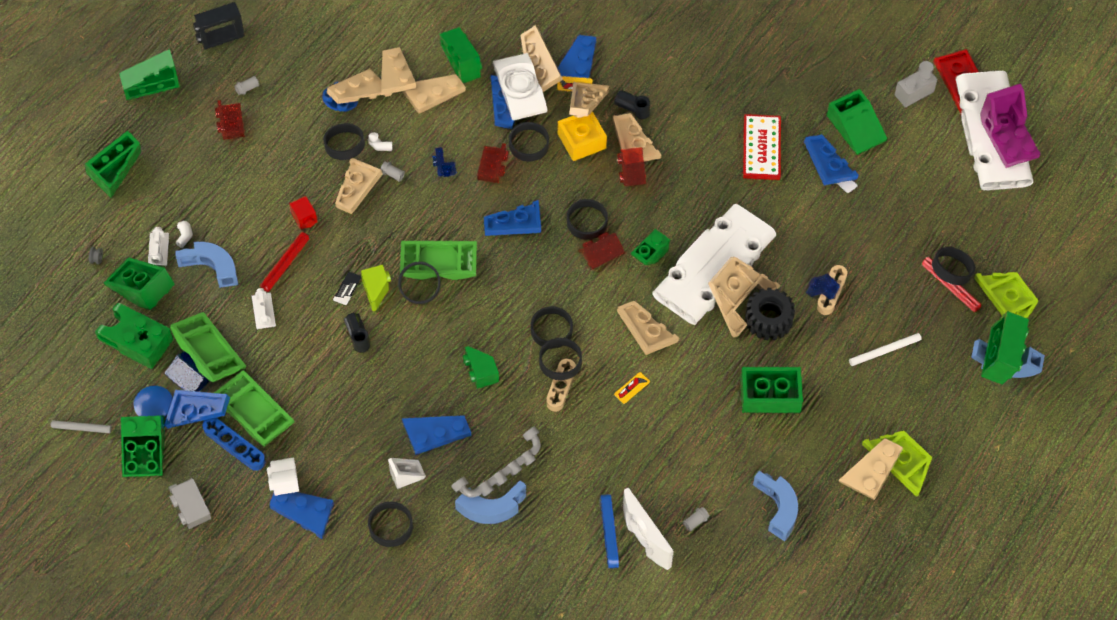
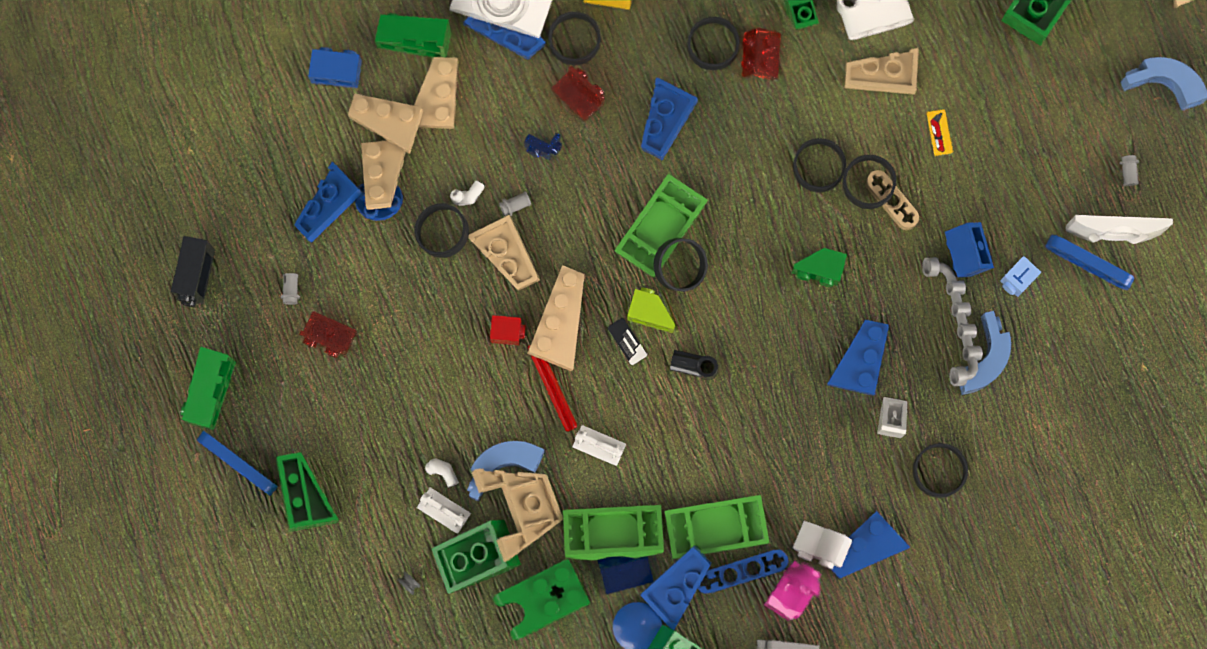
camera: 55 degrees left, 20 degrees up
(112, 118) = (237, 463): none -> blue beam
(193, 291) = (529, 502): none -> tan wing
(237, 472) = (794, 591): none -> dark pink brick
(323, 73) = (331, 200): none -> blue wing
(327, 239) = (558, 327): none -> tan wing
(407, 26) = (335, 67): none -> blue brick
(559, 447) = (969, 249): none -> blue brick
(564, 492) = (1020, 277): none -> light blue brick

